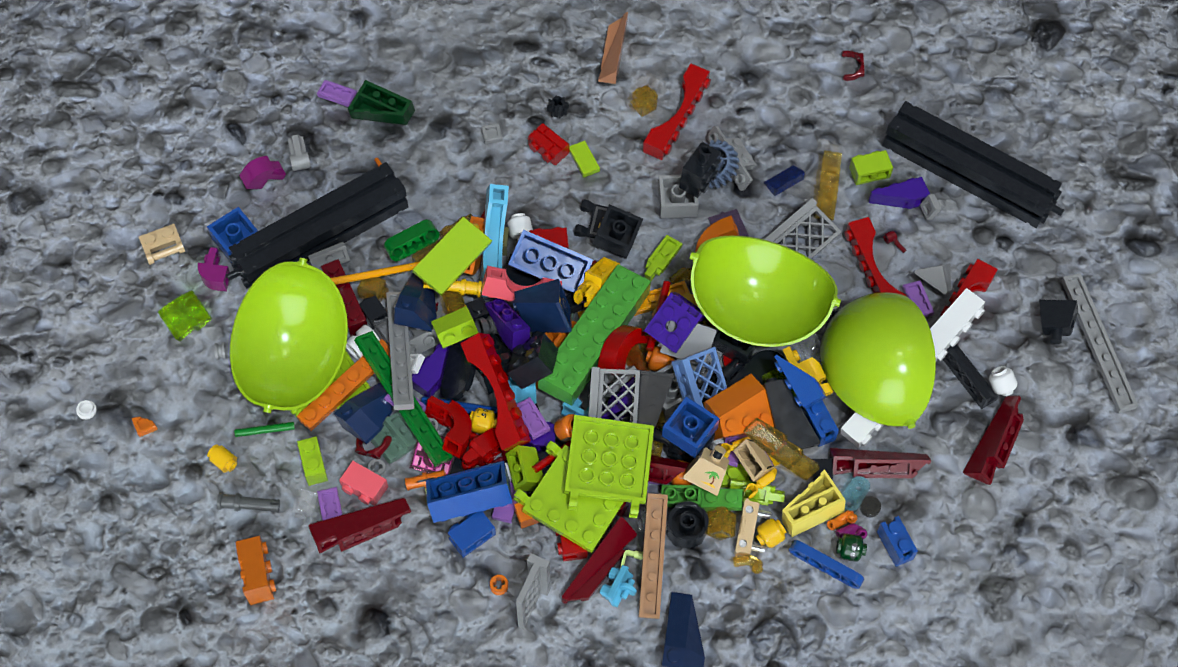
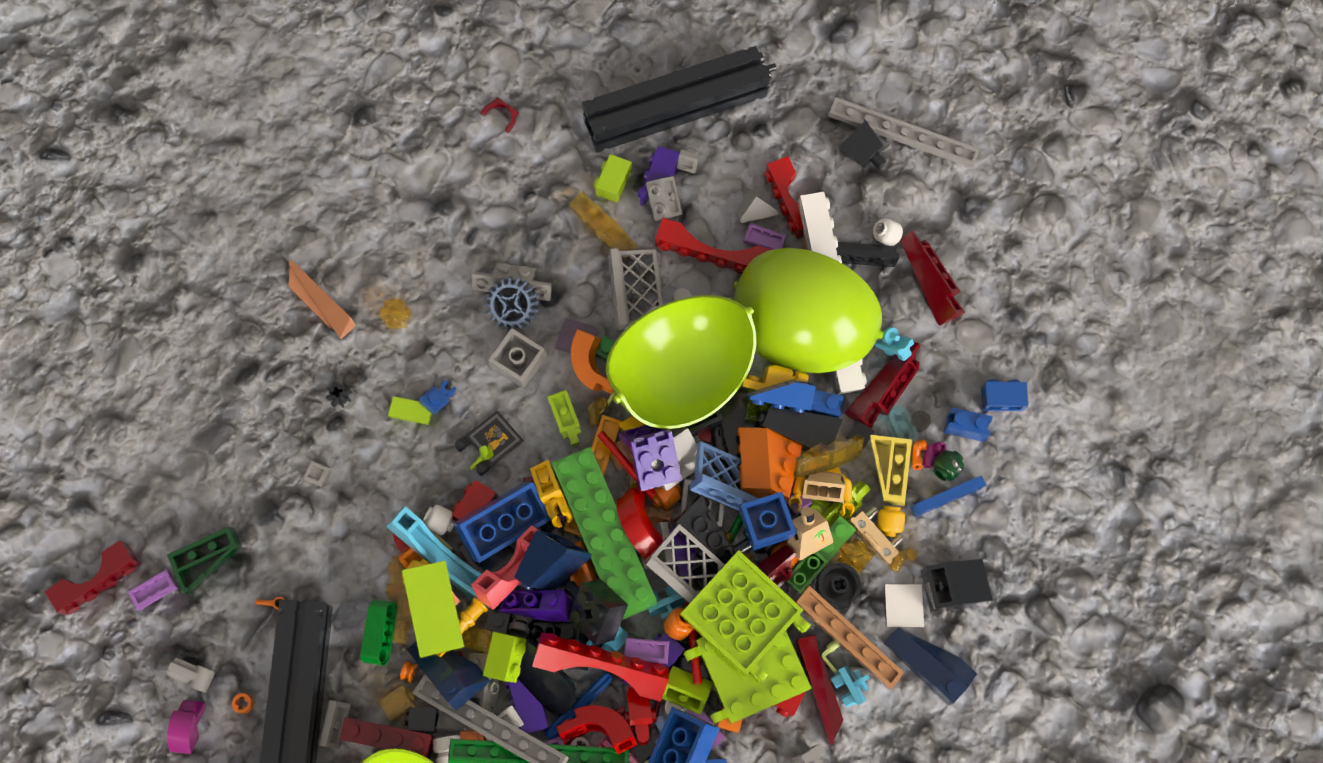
camera: 55 degrees left, 10 degrees up
(302, 192) = (237, 708): none -> orange bush
(339, 60) = (116, 562): none -> dark red arch
(374, 273) = (389, 691): light orange piece -> none
(399, 280) = (408, 671): none -> orange bush
(483, 420) = (611, 694): yellow head -> none
(548, 144) = (371, 432): red brick -> none
(590, 224) = (486, 453): none -> lime hand
(604, 167) = (436, 399): none -> blue plate
(617, 231) = (513, 437): black brick -> none
(660, 139) = (445, 328): red arch -> none
(700, 170) = (518, 322): black brick -> none
(713, 589) = (904, 605): none -> white sticker
(760, 613) = (956, 584): none -> black slope
(785, 180) = (568, 256): clear blue slope -> none
(885, 208) = (664, 198): none -> light grey bracket
(892, 237) = (690, 214): dark red hand -> none
(914, 441) = (895, 344): none -> medium azure hips
(945, 555) = (1004, 395): none -> blue brick

